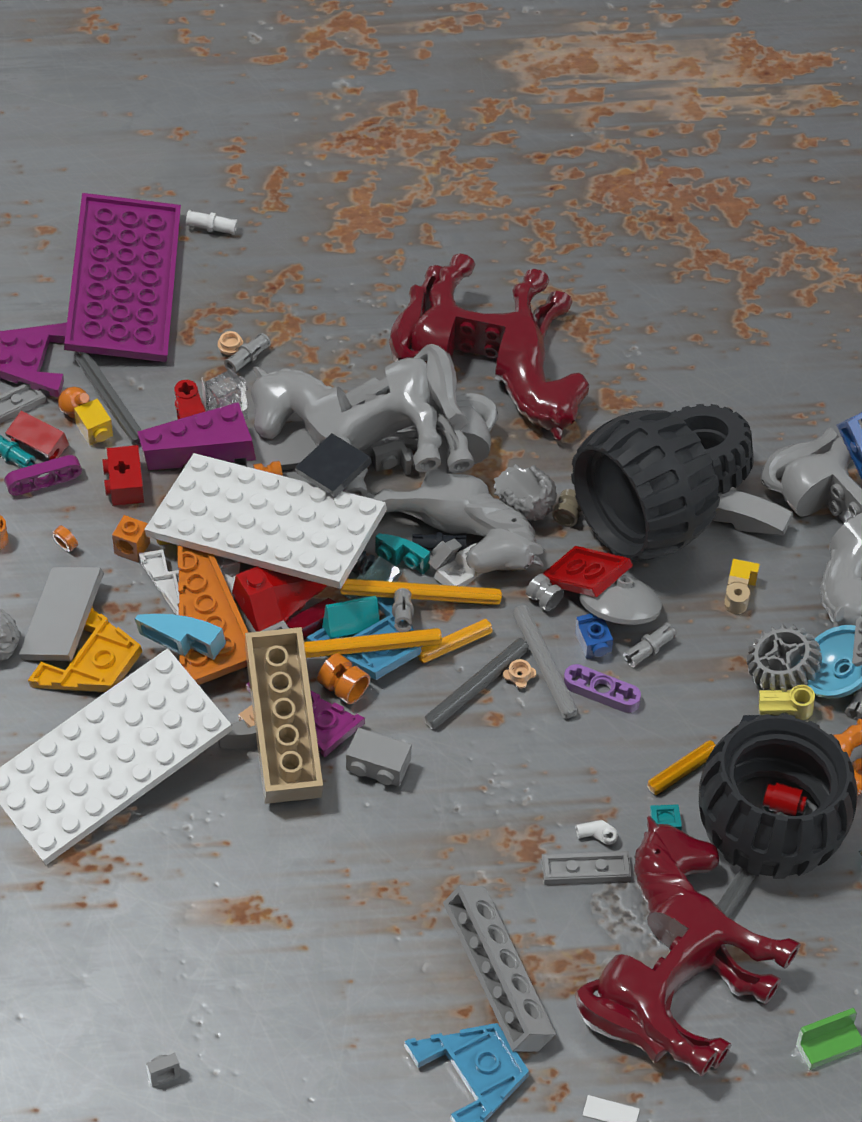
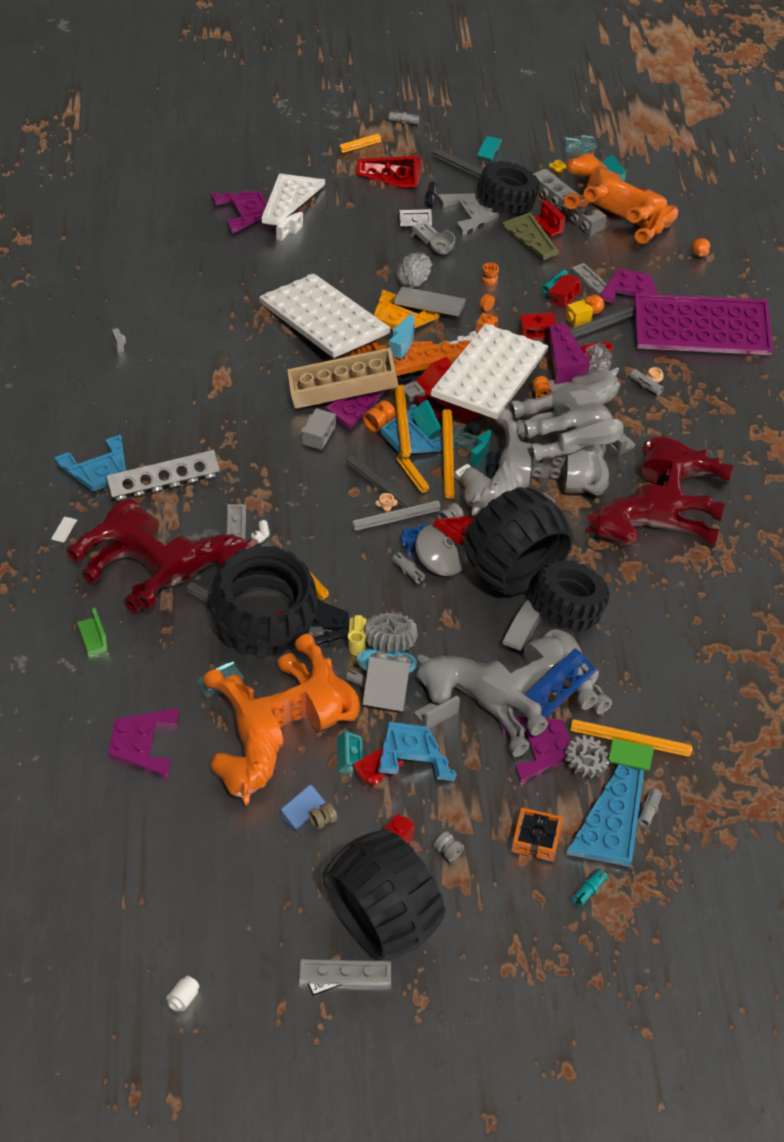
camera: 90 degrees right, 5 degrees down
(27, 480) = (535, 293): magenta beam -> none
(211, 222) = (761, 367): white pin -> none
(333, 465) = (526, 389): black tile -> none
(402, 610) = (426, 436): light grey pin -> none
(443, 553) = (478, 463): light grey plate -> none
(617, 702) = (374, 536): medium lavender beam -> none
(737, 592) = (459, 618): tan leg -> none

